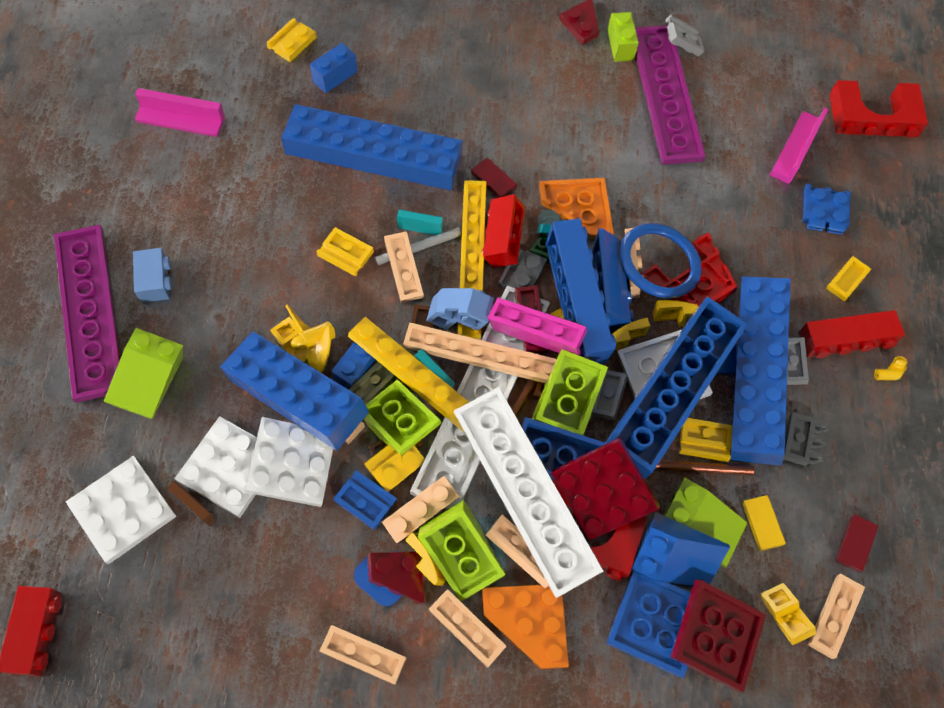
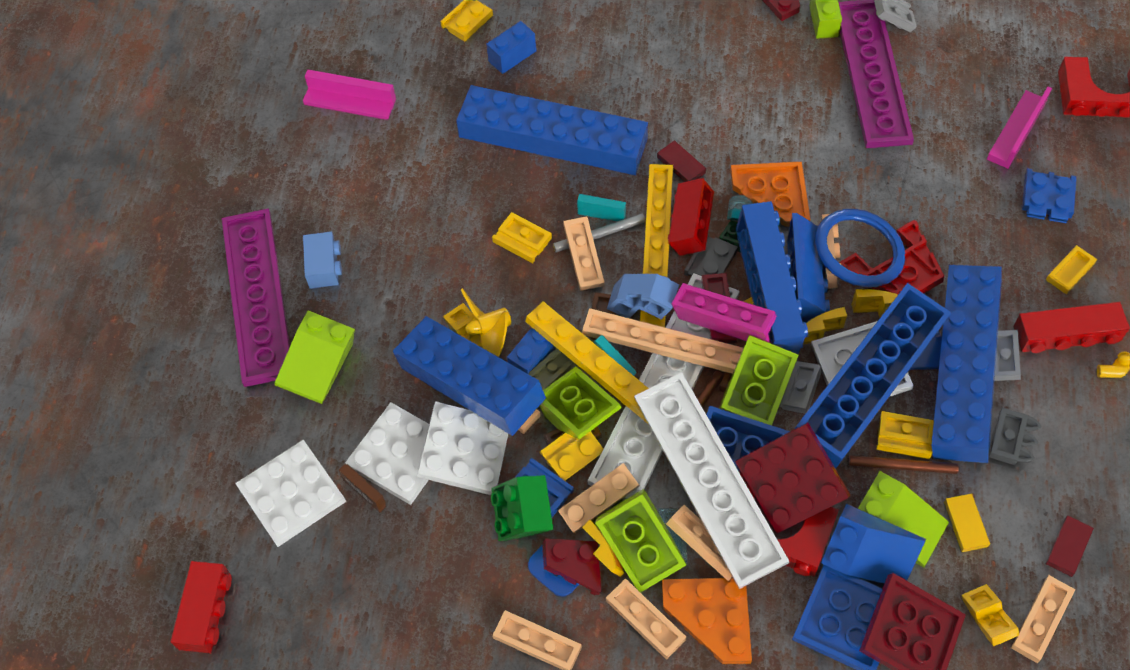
camera: 10 degrees right, 5 degrees down
(346, 522) = (521, 507): none -> green slope

